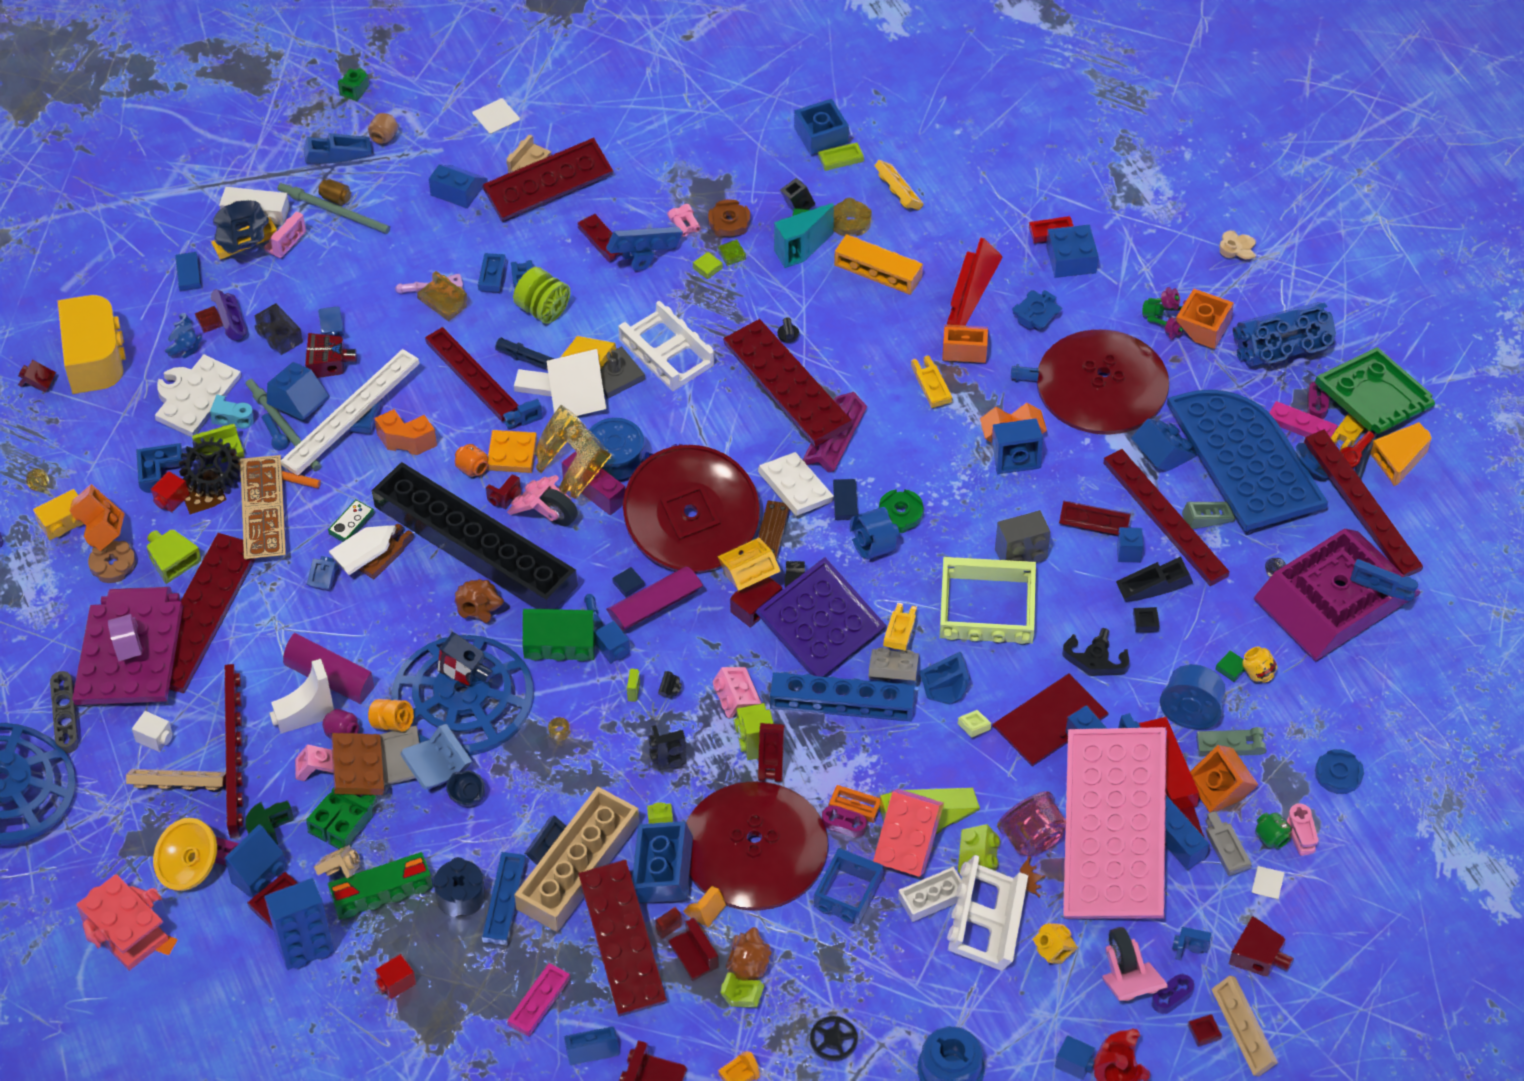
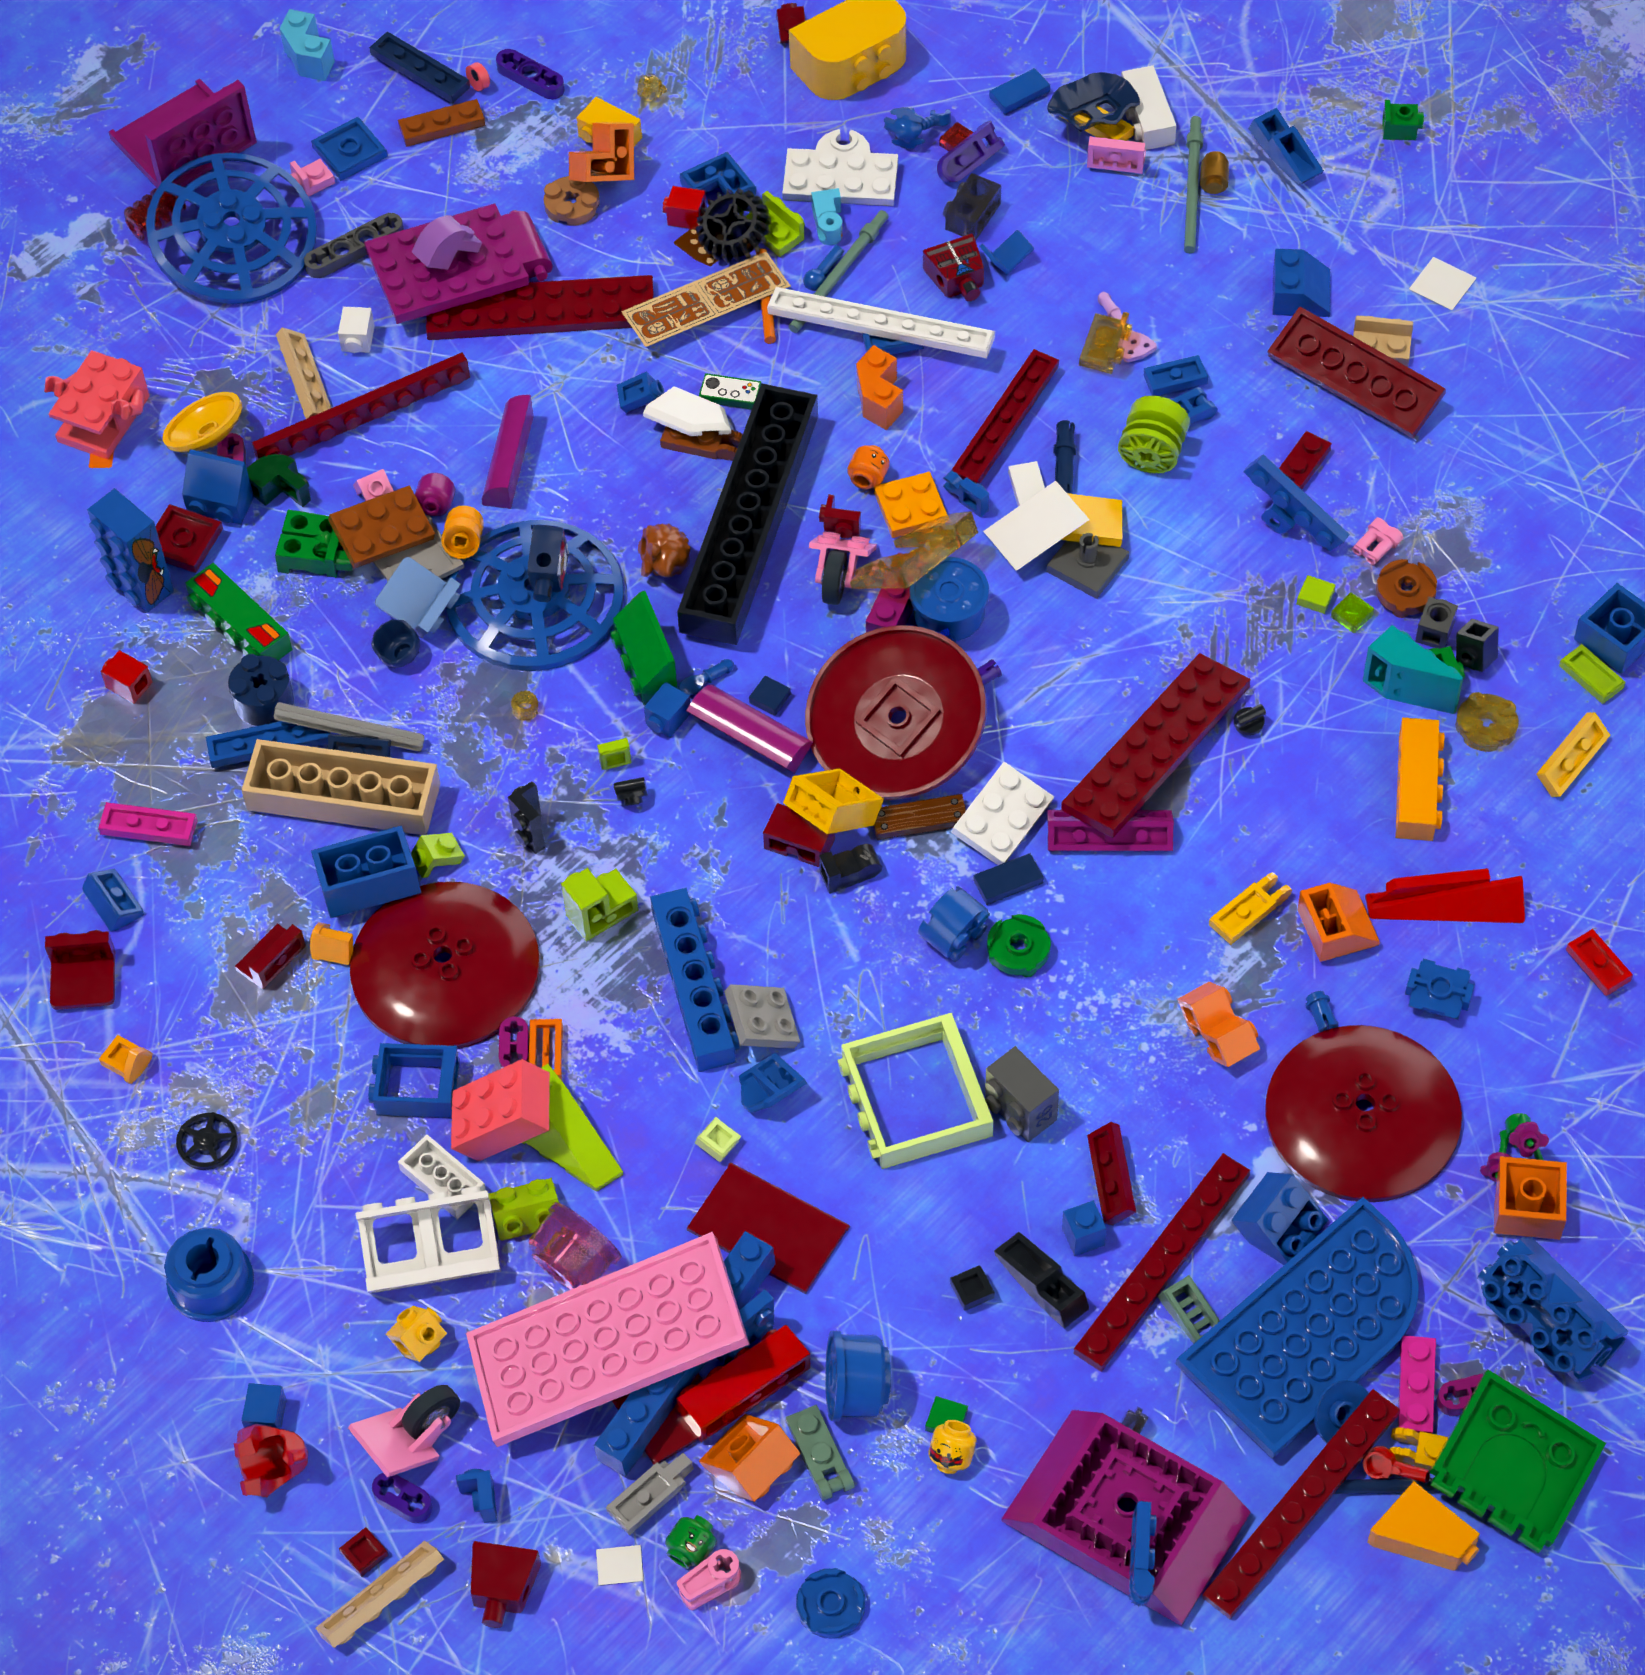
camera: 70 degrees right, 5 degrees up
(171, 554) = (599, 245): lime torso -> none
(296, 391) = (883, 260): blue slope -> none
(306, 704) = (446, 447): white arch -> none
(344, 858) = (244, 564): tan bracket -> none
(382, 128) = (1341, 176): medium nougat head -> none
(524, 840) = (347, 726): none -> light grey axle
(622, 938) = (246, 869): dark red plate -> none
(657, 357) = (1133, 594): white window -> none
(668, 923) = (294, 912): clear red tile -> none
(735, 689) = (656, 864): bright pink bracket -> none
(741, 993) = (228, 1018): lime bracket -> none
(749, 956) = (273, 1007): dark orange animal -> none
(766, 212) = (1433, 632): none -> dark grey brick
(771, 752) = (558, 923): dark red plate -> none
(820, 618) = (792, 911): dark purple plate -> none
(900, 628) = (824, 1004): yellow hinge -> none
(1017, 446) = (1177, 1036): blue slope -> none
(1033, 877) = (512, 1279): dark orange piece -> none
(1072, 251) = (1568, 997): blue brick -> none
(1095, 658) = (881, 1247): black piece -> none

